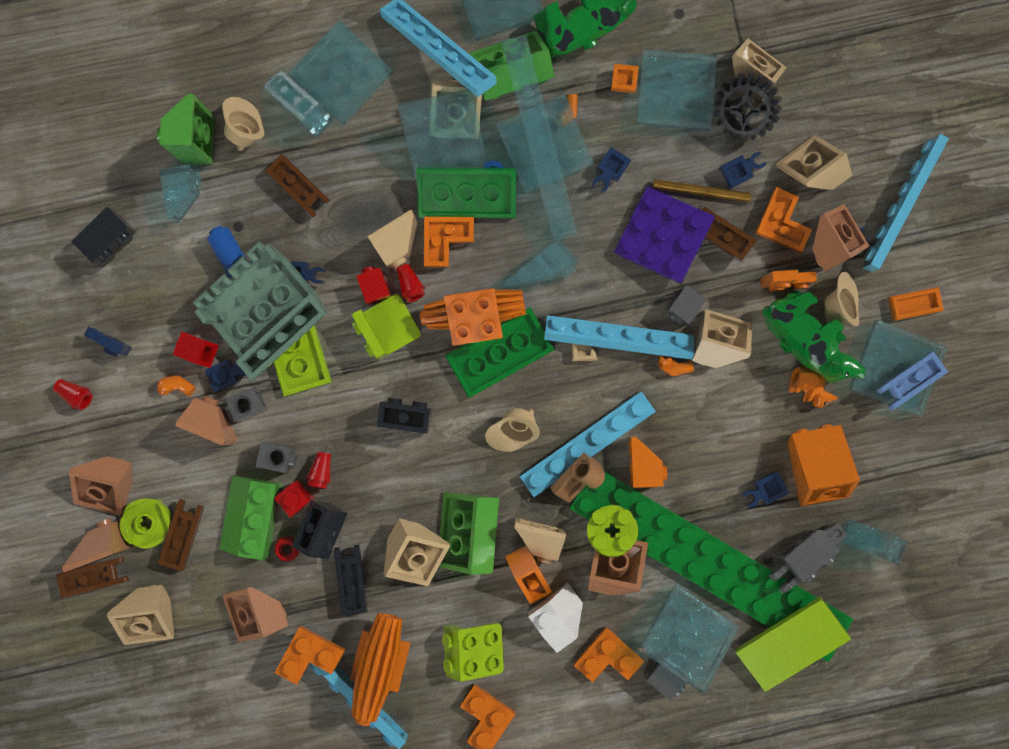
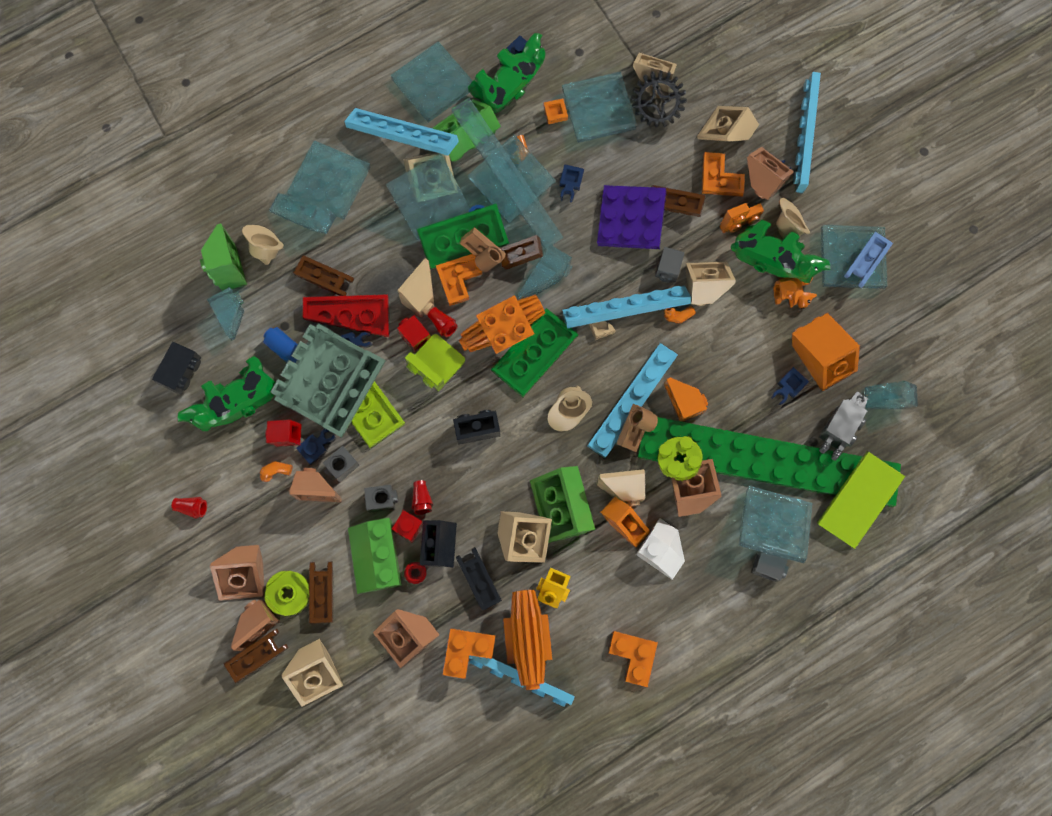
camera: 25 degrees left, 10 degrees down
(111, 345) = (210, 454): dark blue plate -> none
(151, 295) = (231, 401): none -> green animal
(318, 239) = (355, 312): none -> red wing
(425, 620) = (553, 588): none -> yellow brick
(472, 651) = (602, 601): lime bracket -> none
(485, 223) = (486, 252): none -> medium nougat plate
(524, 234) = (522, 252): none -> reddish brown plate
(605, 650) = (715, 561): orange plate -> none
(701, 190) = (647, 175): pearl gold bar -> none
(739, 170) = (671, 150): dark blue plate -> none
(915, 304) = (847, 204): orange tile -> none

